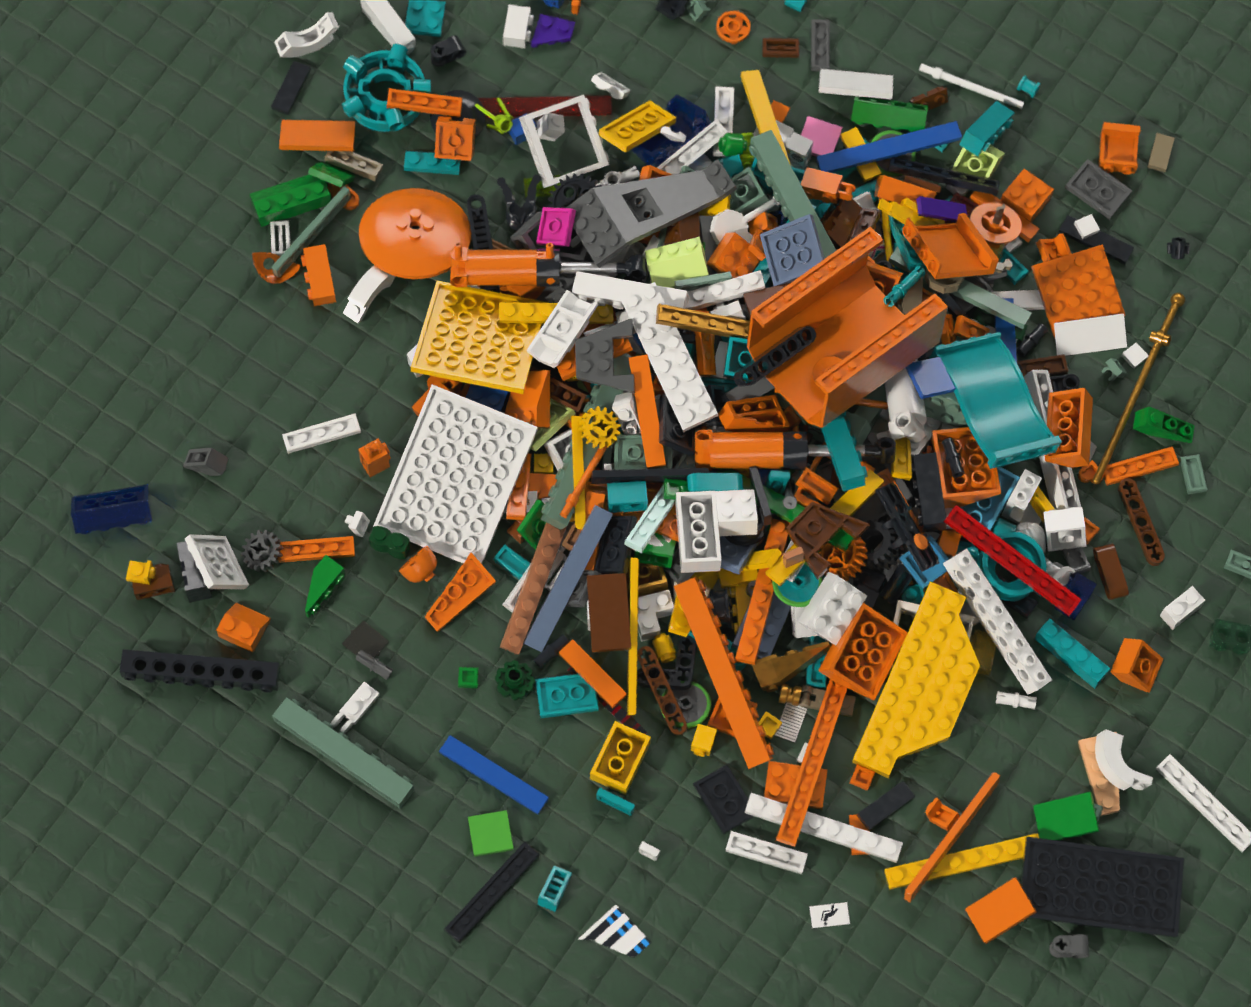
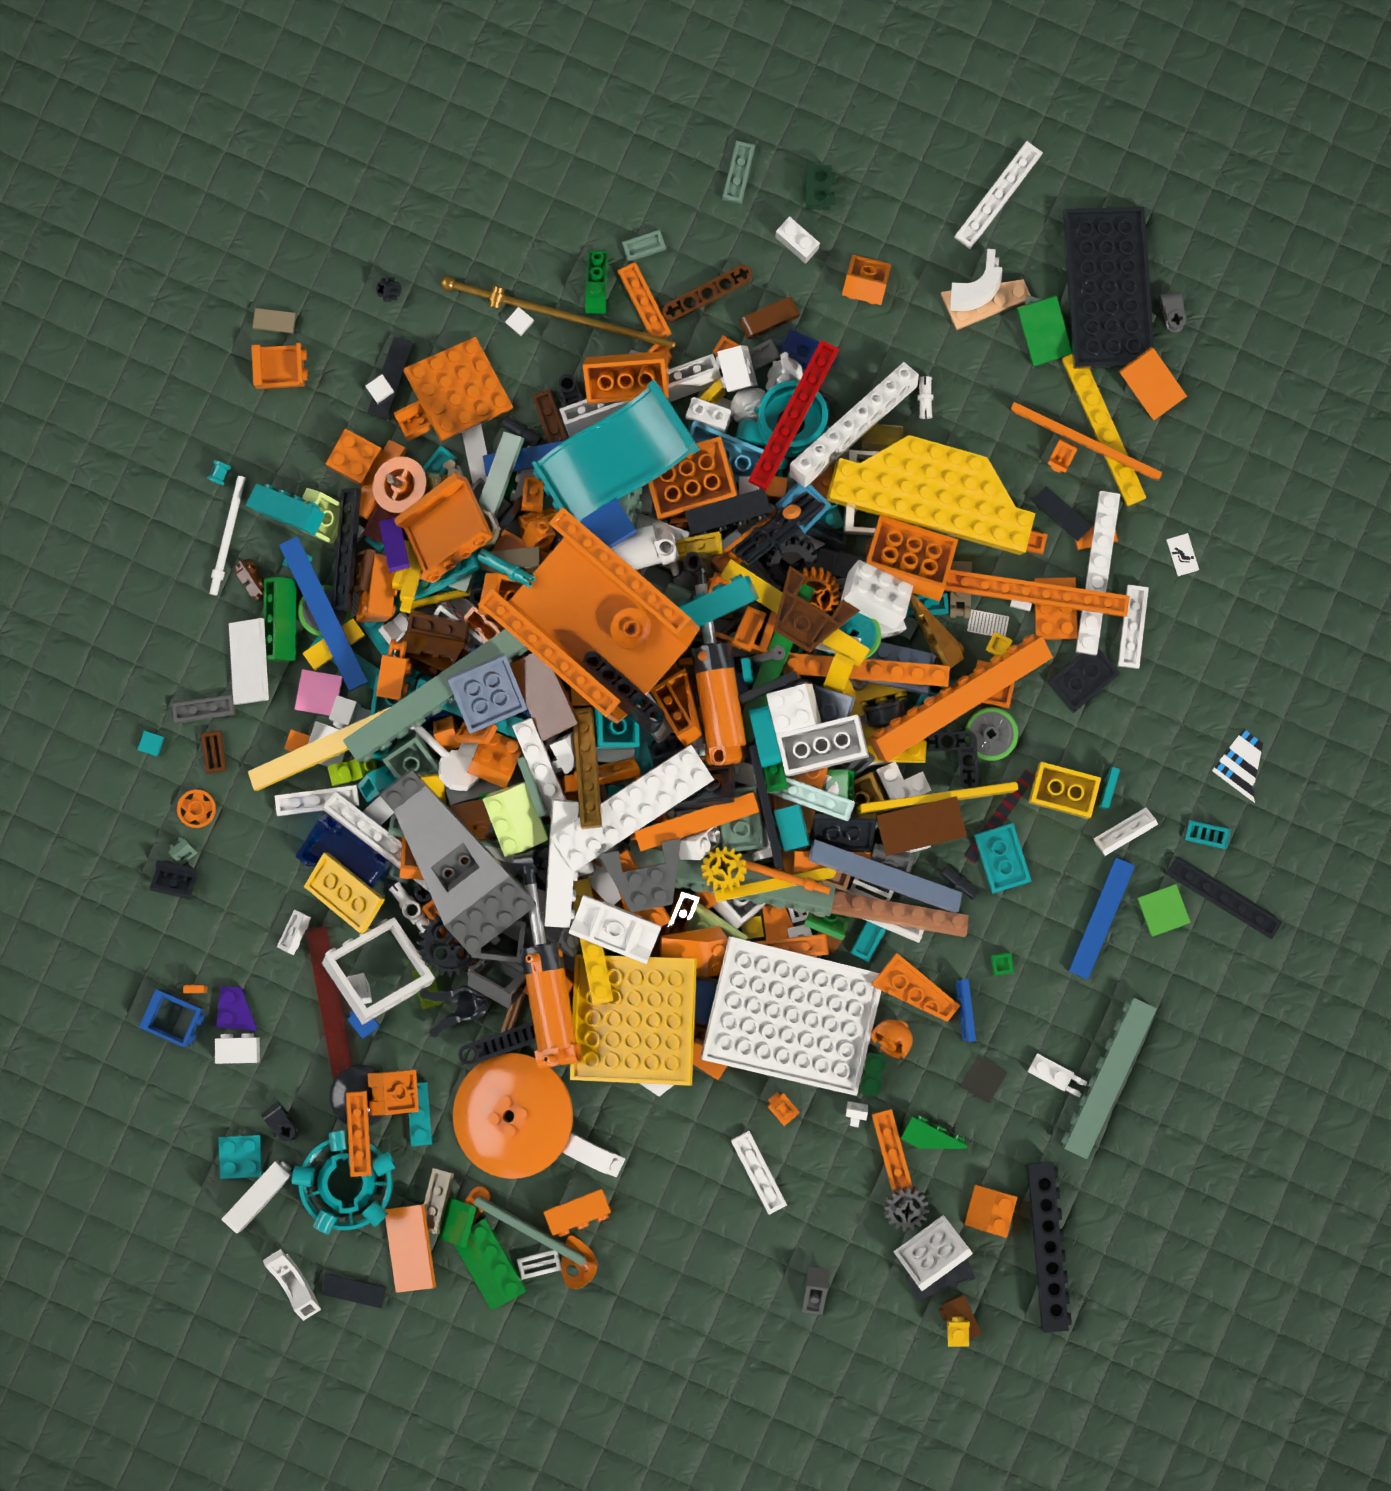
camera: 95 degrees left, 15 degrees up
(111, 509) = (886, 1381): clear blue slope -> none
(374, 664) = (1008, 1064): dark grey axle -> none
(431, 634) = (965, 1010): none -> blue tile
(502, 122) = (365, 1043): lime plant -> none
(514, 688) = (1008, 913): dark green plant -> none
(556, 226) = (492, 958): dark pink tile -> none
(571, 809) = (1125, 831): none -> white plate
(592, 673) = (978, 834): orange tile -> none
(649, 851) = (1154, 745): white tile -> none
(662, 700) = (975, 760): reddish brown beam -> none
(664, 648) = (936, 765): yellow brick -> none
(666, 131) = (346, 852): white tile -> none
(703, 740) = (1028, 709): yellow brick -> none
(732, 144) = (350, 784): green head -> none
(790, 694) = (963, 627): pearl gold wheel -> none
(793, 557) = (841, 639): nougat tile -> none
(953, 457) = (690, 491): black pin -> none
(1072, 653) = (867, 346): teal brick -> none
(1090, 335) = (505, 370): white sticker -> none
(1098, 189) = (331, 382): dark grey plate -> none
(1116, 369) = (539, 338): sand green tile -> none

